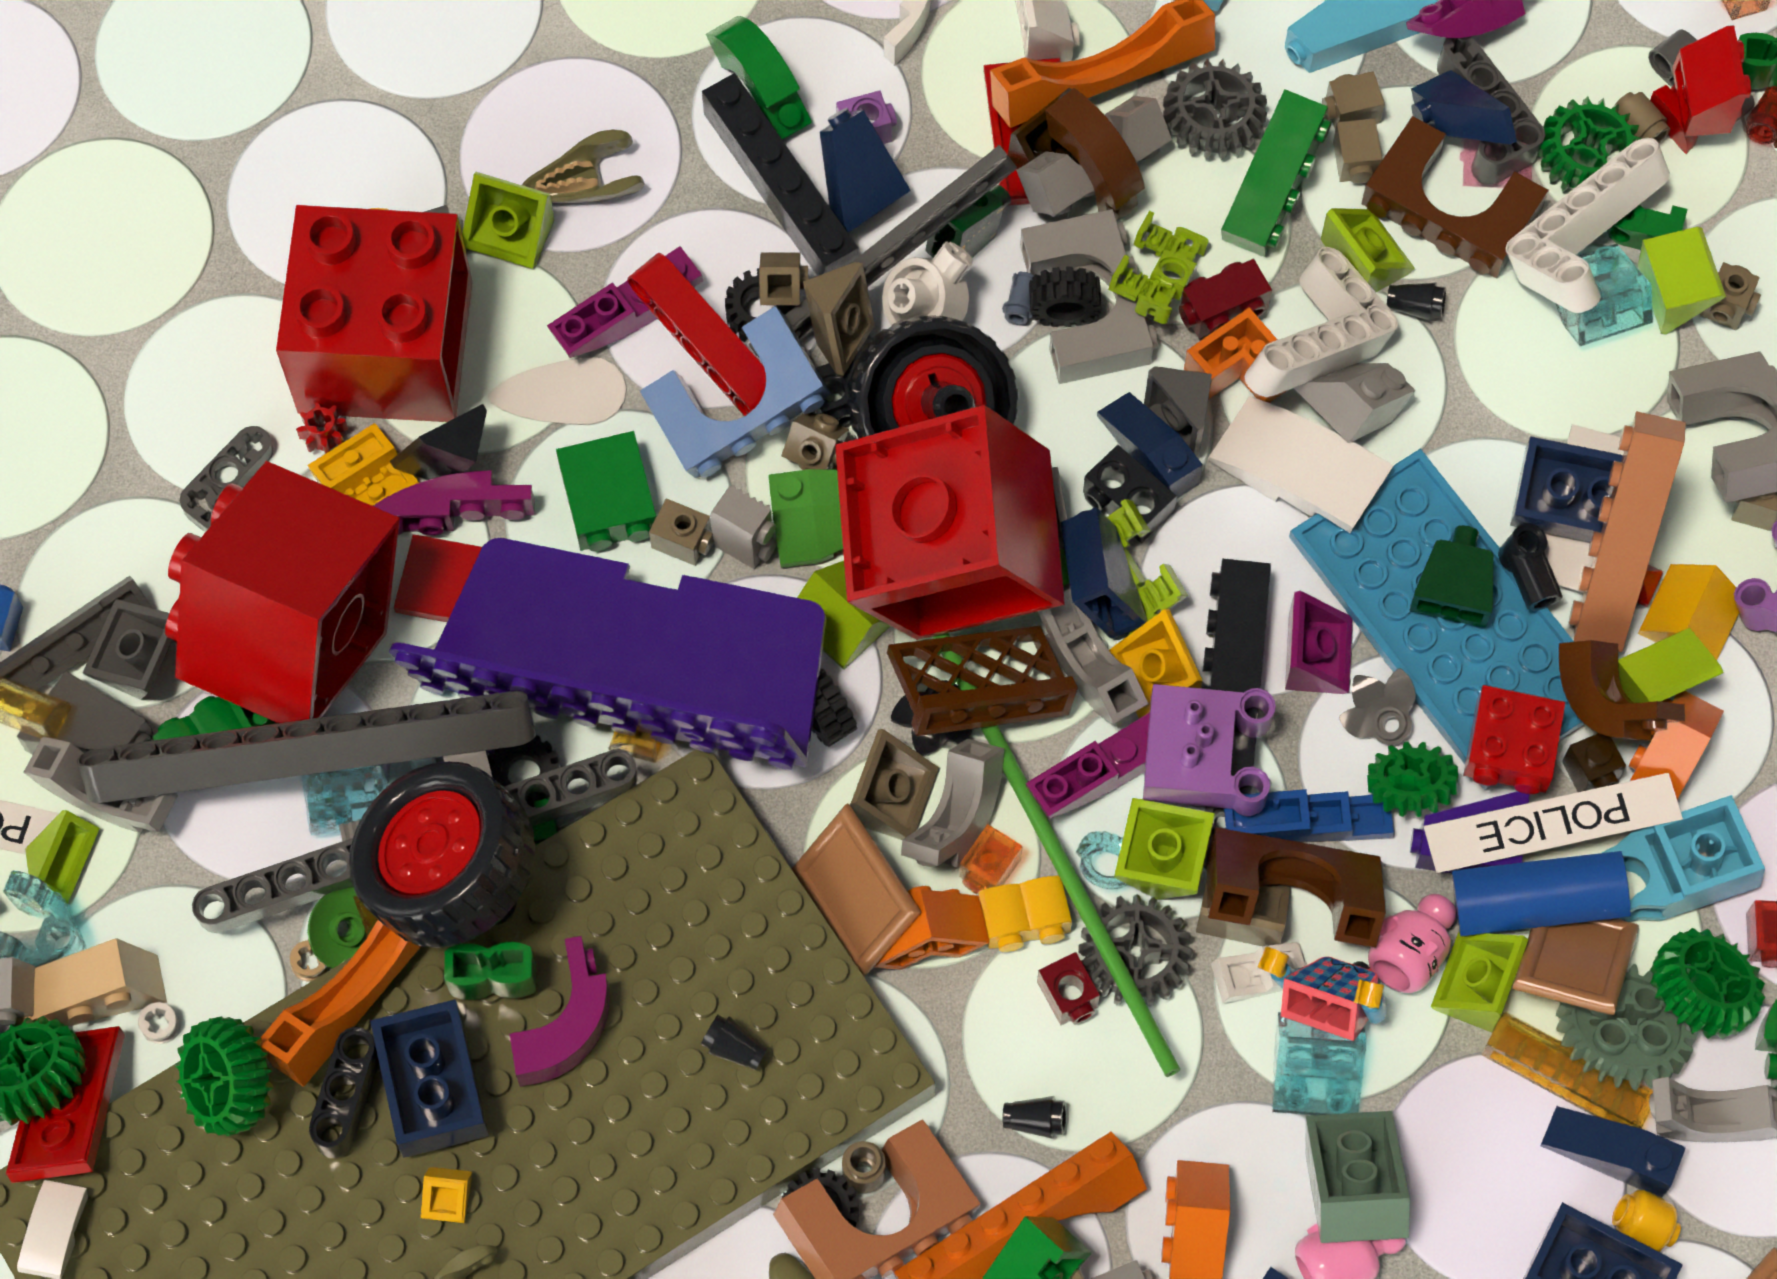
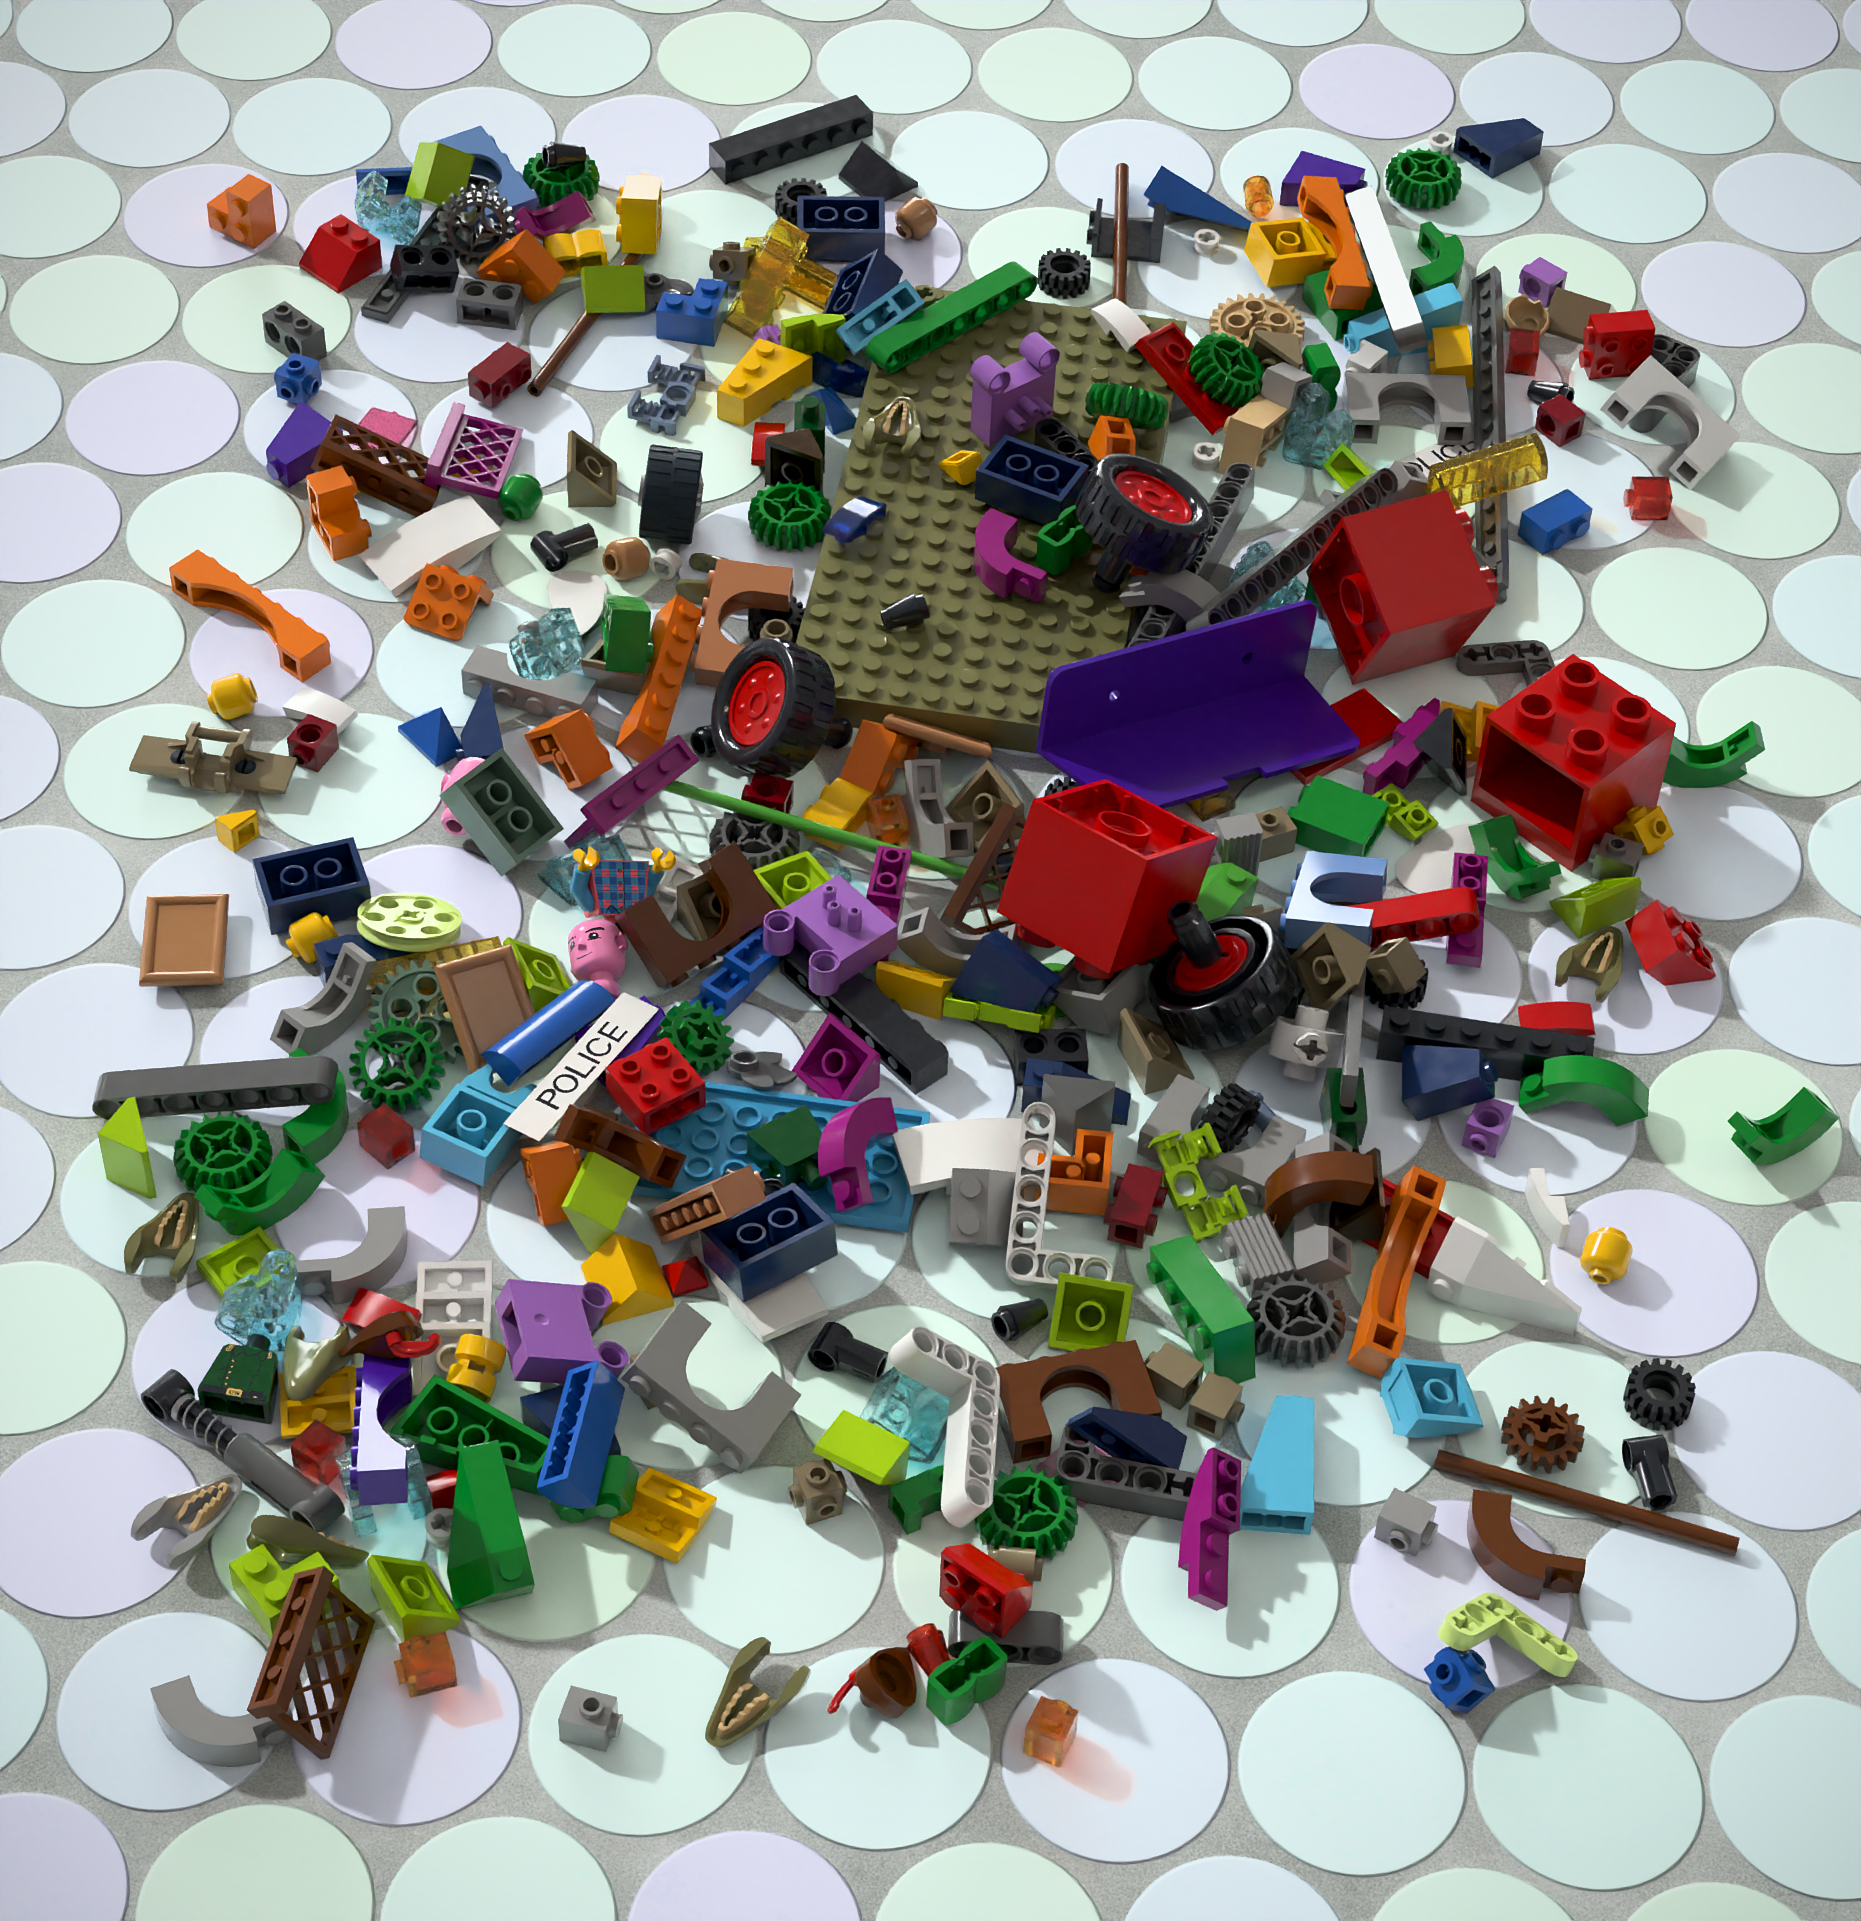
camera: 130 degrees right, 20 degrees down
(228, 250) = (1713, 763): none -> green arch
(314, 1200) = (1016, 395): none -> medium lavender piece
(510, 129) = (1669, 945): none -> red slope
(524, 321) = (1508, 861): none -> green arch
(537, 453) = (1405, 818): none -> lime slope
(642, 1214) = (853, 518): none -> clear blue slope
(685, 157) = (1558, 1016): none -> red slope
(993, 1033) = (776, 709): none -> black wheel
(1049, 410) = (1150, 1052): none -> dark tan slope
(1177, 180) = (1256, 1252): none -> light grey brick
(1212, 1065) = (634, 789): none -> magenta fence
(1411, 528) = (844, 1146): none -> magenta arch
(1533, 1130) = (409, 922): none -> yellowish green wedge
(1587, 398) = (839, 1349): none -> black piece

